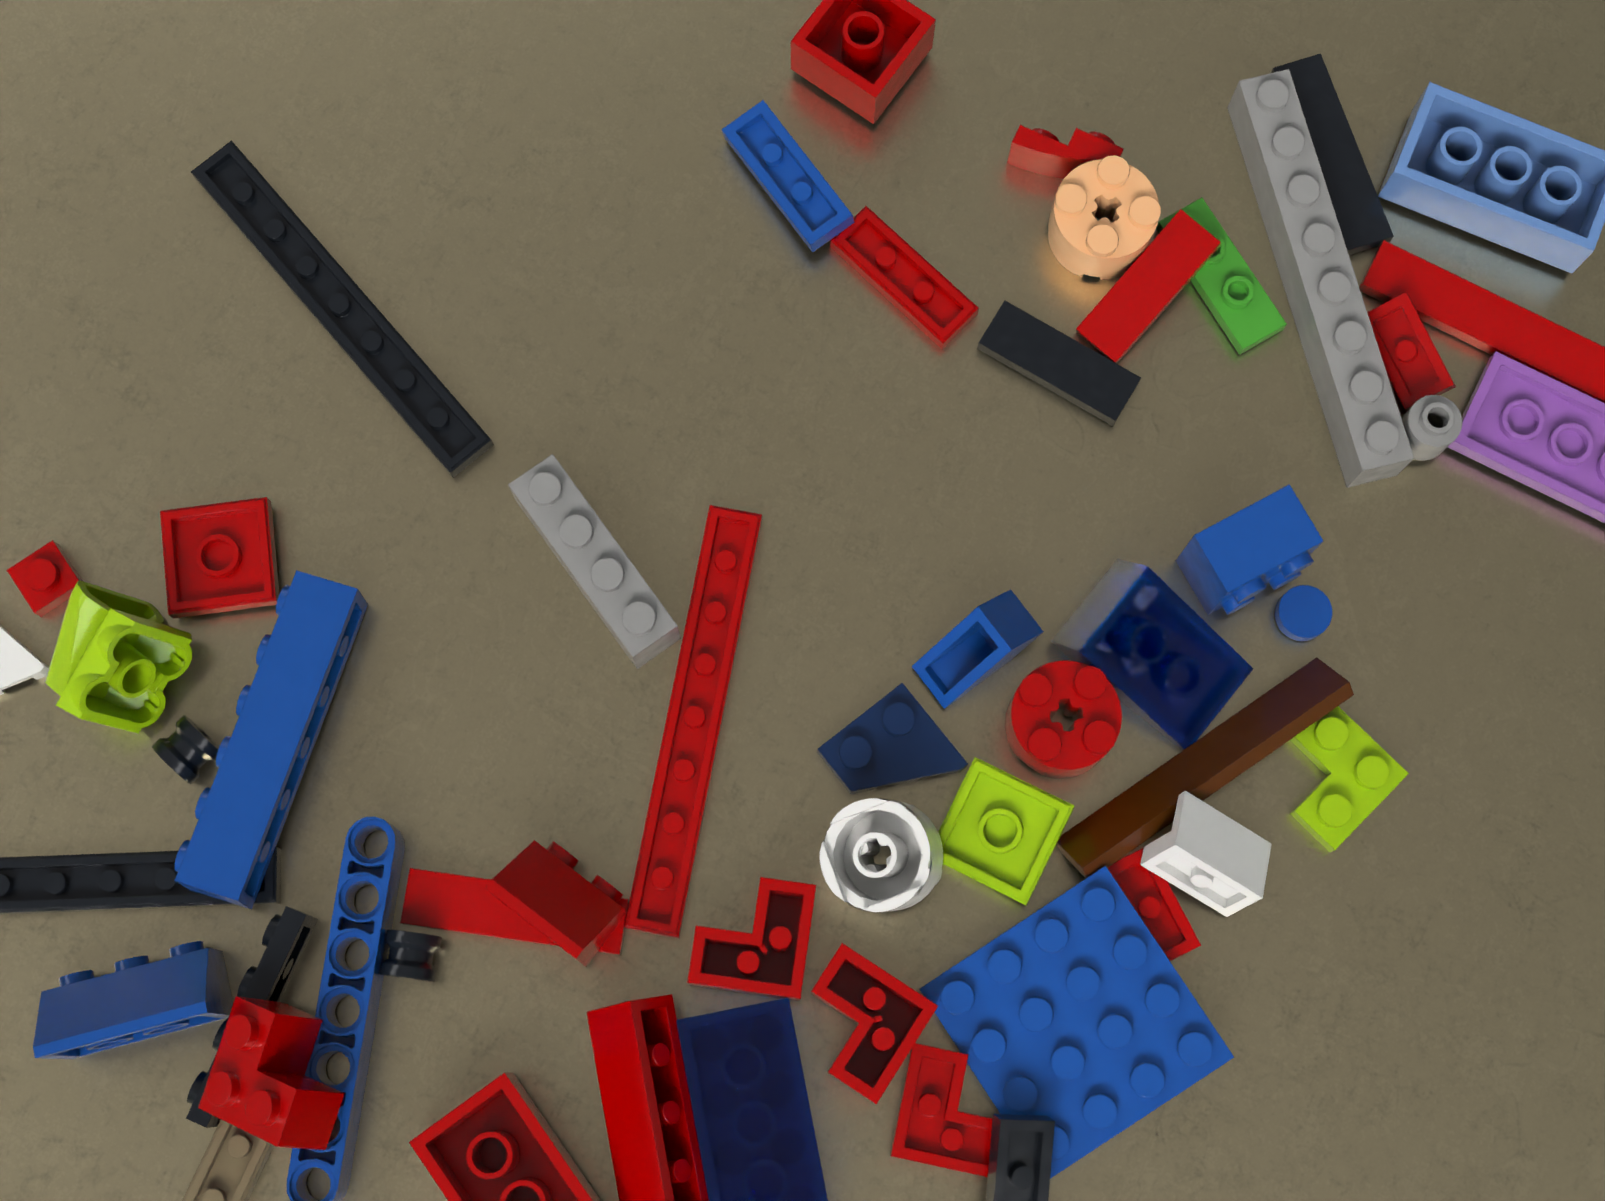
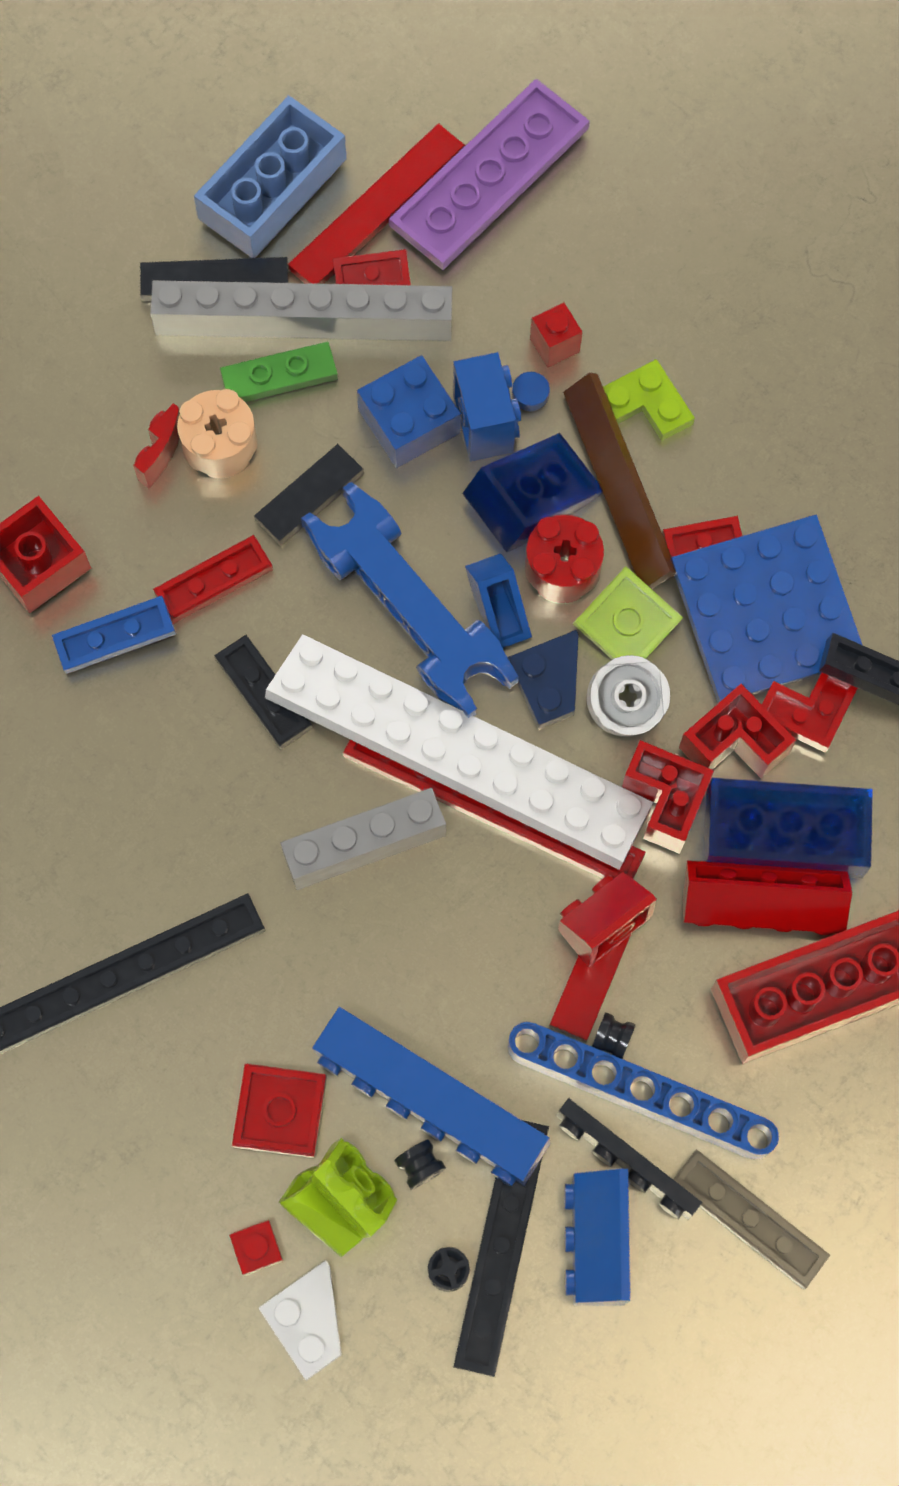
camera: 75 degrees left, 5 degrees down
(52, 818) = (452, 1260): none -> black wheel
(262, 1078) = (679, 1151): red brick -> none
(749, 658) = (460, 751): none -> white plate
(767, 383) = (251, 678): none -> black tile
(889, 607) = (451, 650): none -> blue piece
(1148, 286) = (276, 419): red tile -> none
(1210, 857) = (684, 492): white panel -> none
(1214, 454) = (409, 411): none -> blue brick
(1396, 623) = (555, 335): none -> red brick
(1431, 426) = (430, 269): light grey brick -> none

